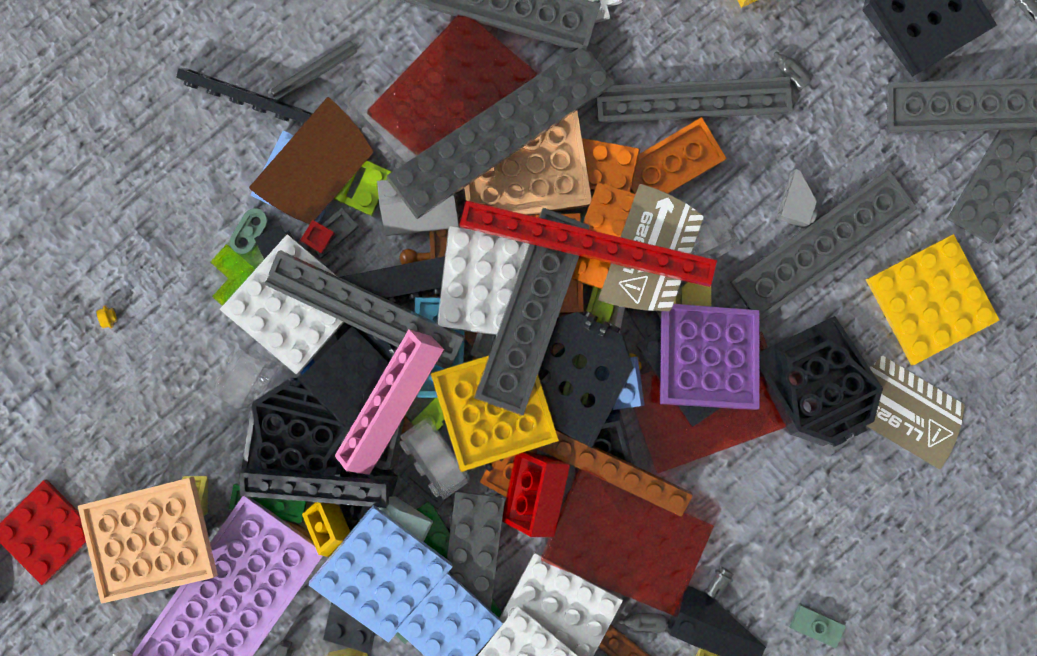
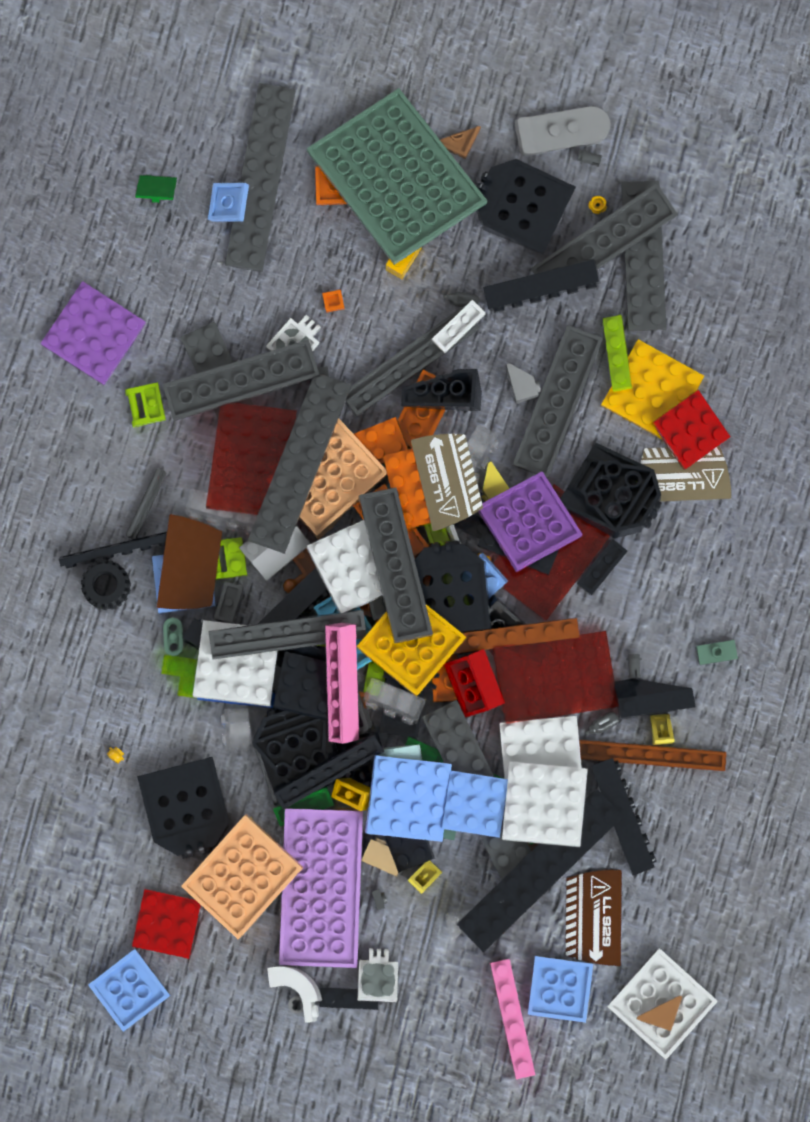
camera: 25 degrees left, 5 degrees down
(121, 455) = (169, 782): none -> black hinge
(196, 118) = (96, 571): none -> black tyre
(313, 613) = (380, 856): none -> tan slope
(317, 236) = (222, 610): red plate -> none
(588, 243) = (402, 499): red plate -> none
(715, 159) = (452, 391): none -> black wedge
(754, 454) = (602, 567): none -> black plate
(770, 95) = (458, 326): none -> white plate
(892, 109) = (542, 285): none -> black brick
(922, 235) = (617, 353): none -> lime plate
(948, 369) = (691, 429): none -> red plate
(1009, 57) = (598, 200): none -> yellow plate

